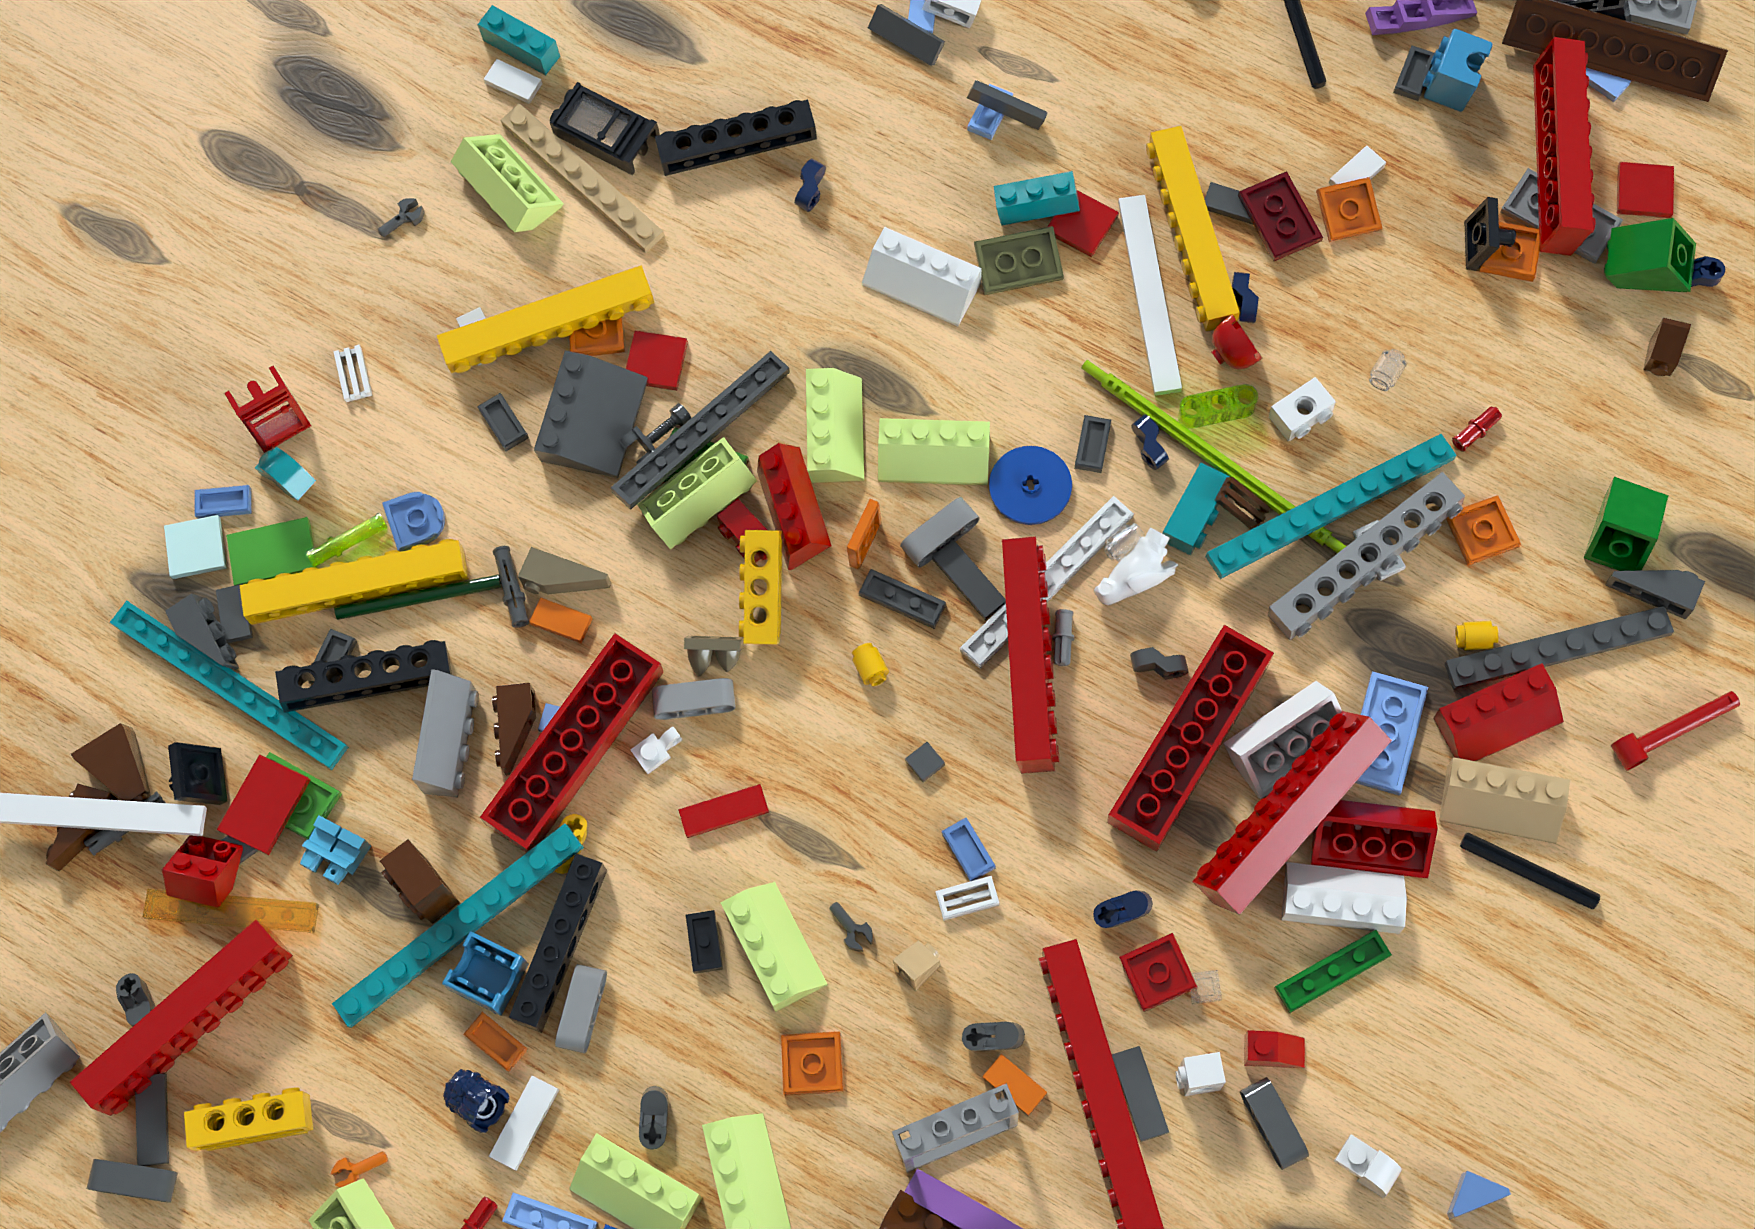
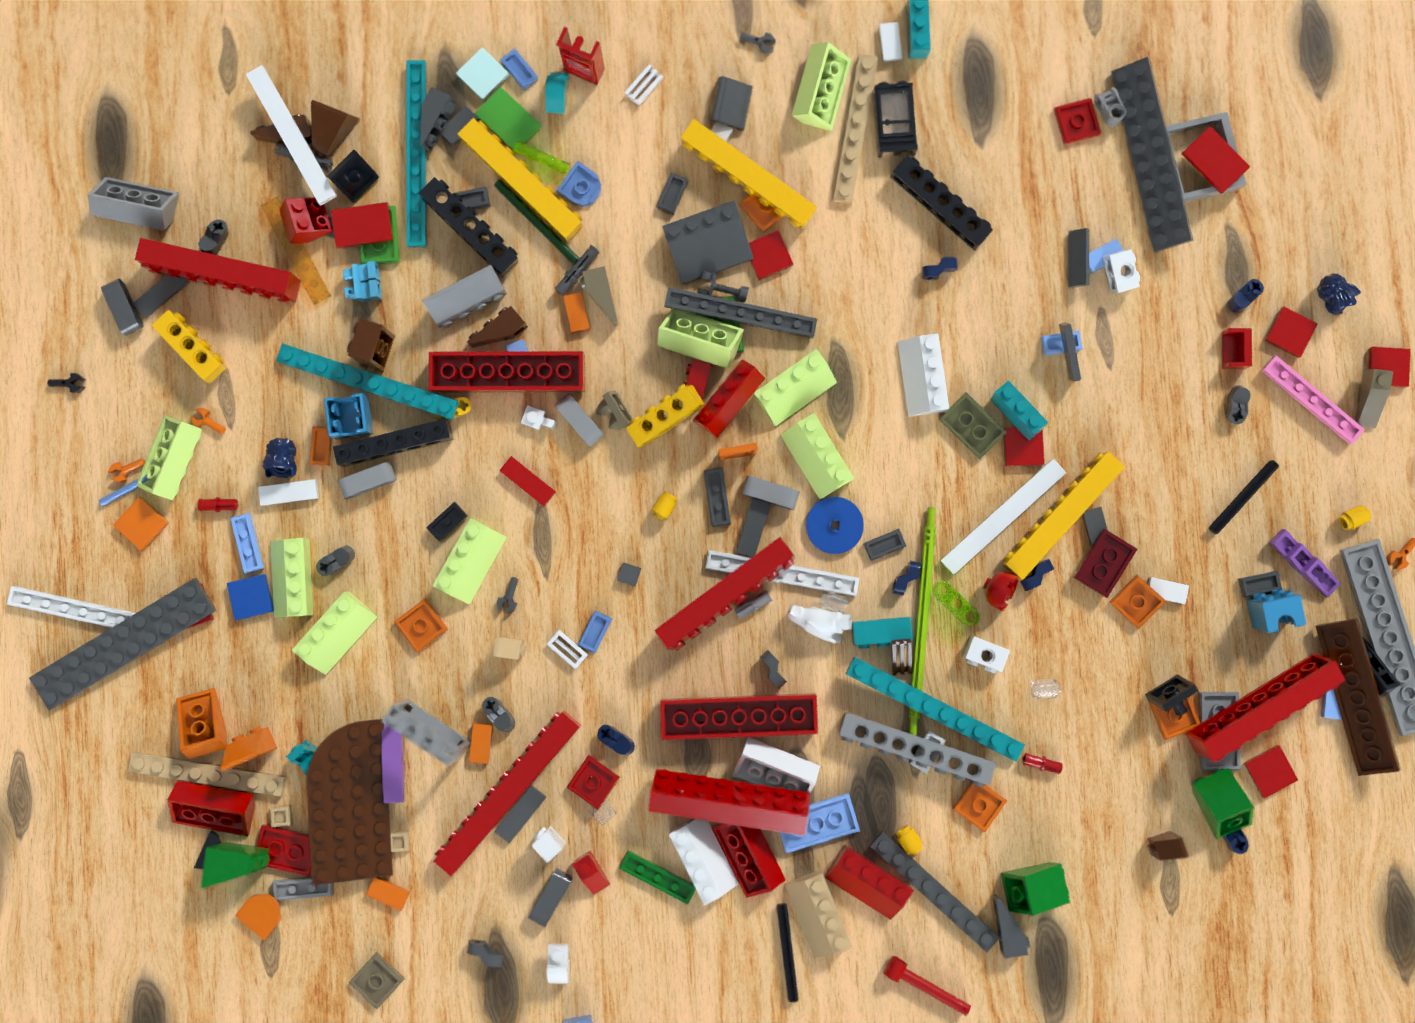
camera: 50 degrees right, 15 degrees up
(447, 290) = (731, 102): none -> dark grey piece

